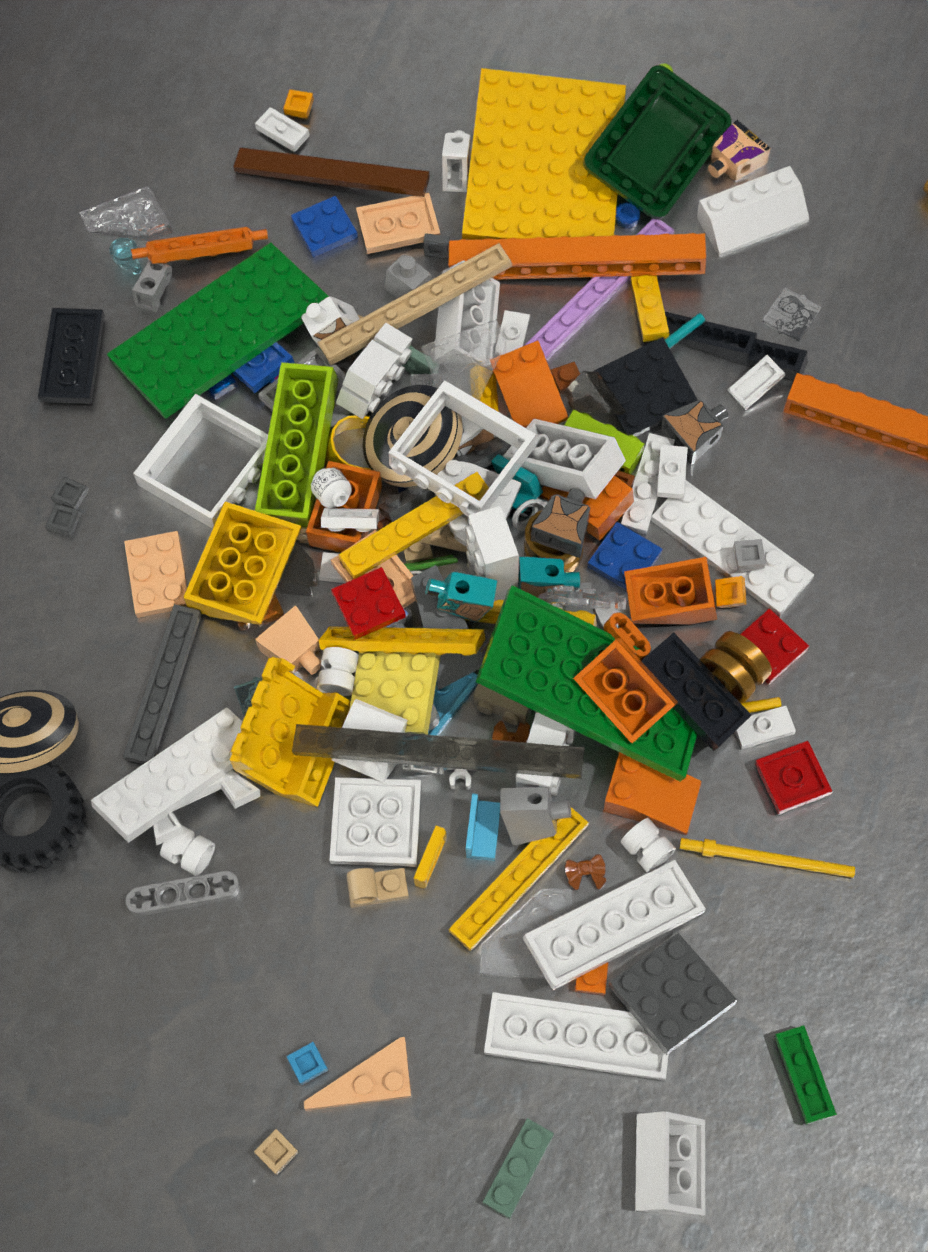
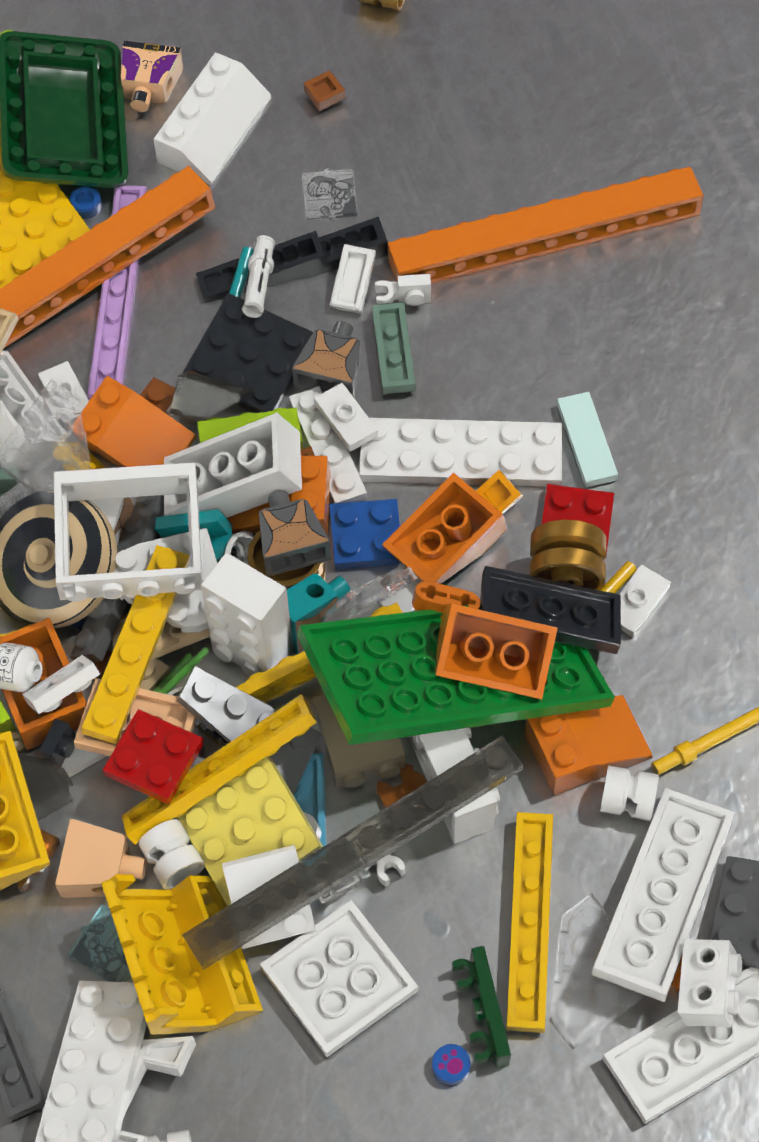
camera: 40 degrees left, 5 degrees down
(325, 553) = (58, 742): none -> black plate
(373, 887) = (394, 1044): tan plate -> none
(399, 926) = (451, 1064): none -> blue tile
(430, 857) = (426, 969): yellow tile -> none
(445, 908) = (484, 1008): none -> dark green plate
(463, 595) = (253, 673): teal torso -> none
(482, 829) = (453, 902): medium azure panel -> none
(531, 813) = (496, 844): light grey torso -> none
(589, 1000) = (708, 983): none -> white brick
(594, 866) = (594, 854): dark orange piece -> none
(649, 307) = (186, 276): yellow plate -> none
(708, 325) = (260, 268): none -> white pin
(744, 447) = (393, 348): none -> sand green plate
(749, 554) = (489, 444): light grey plate -> none
(786, 414) = (409, 289): none -> white plate
(793, 777) = (705, 626): red plate -> none
(823, 597) = (587, 439): none -> light aqua tile
(846, 239) = (324, 90): none -> dark orange plate

